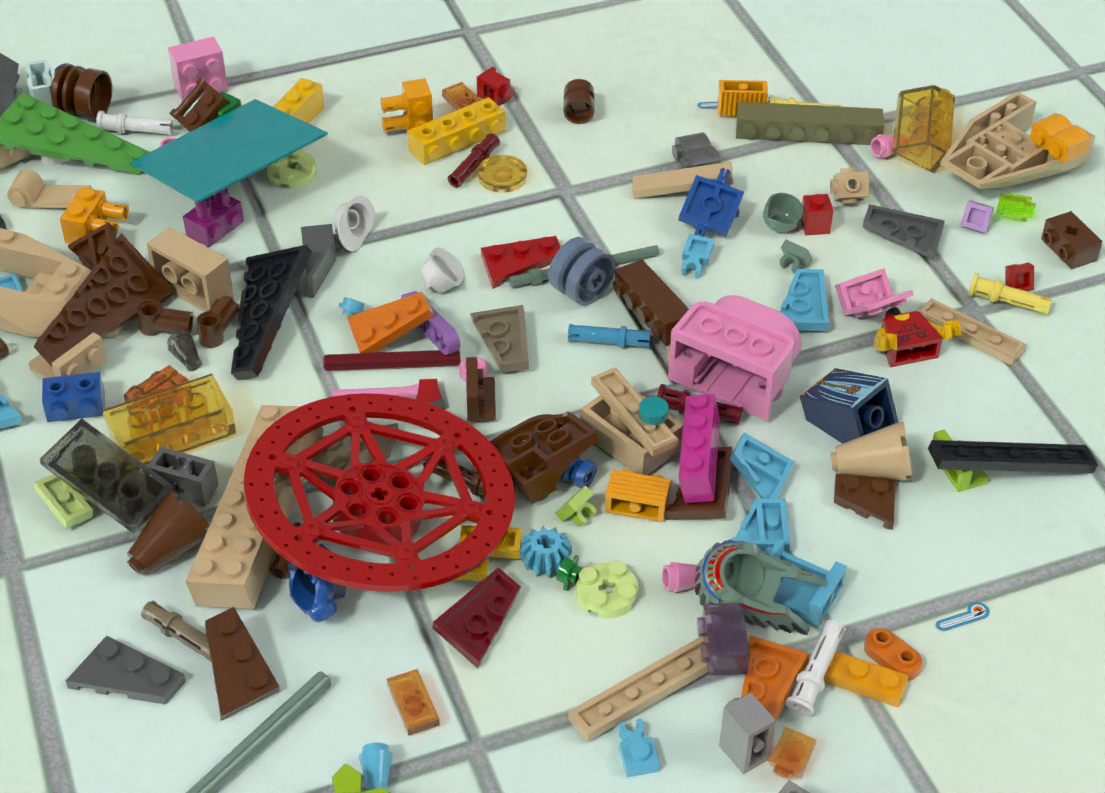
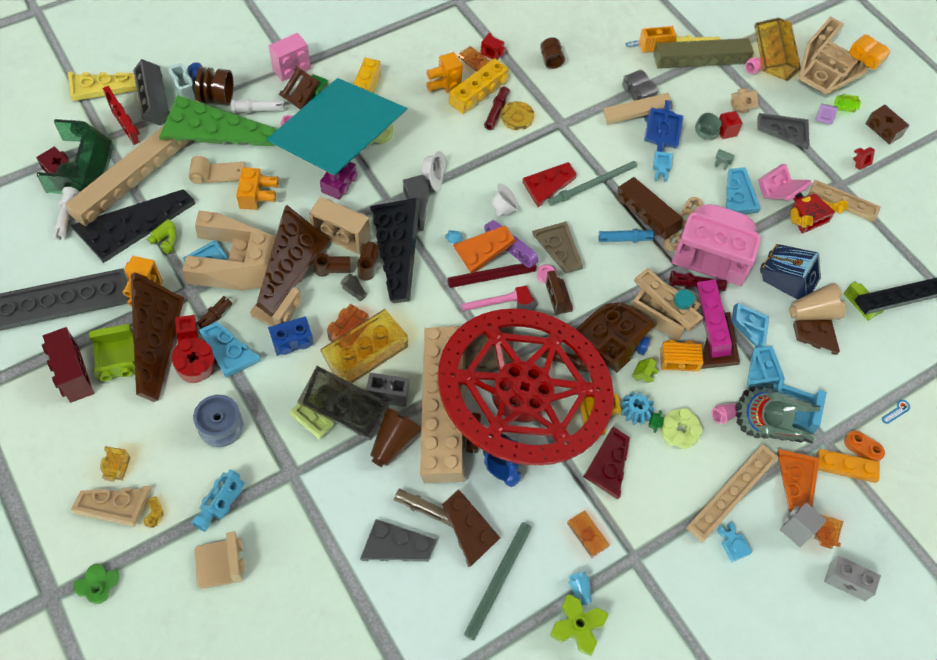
camera: 15 degrees left, 15 degrees up
(94, 245) = (267, 214): reddish brown wing -> none
(581, 271) = (598, 191): sand blue wheel -> none
(724, 638) = (770, 459): clear purple brick -> none
(811, 680) = (826, 477): white pin -> none
(997, 291) = (854, 169): light yellow pin -> none

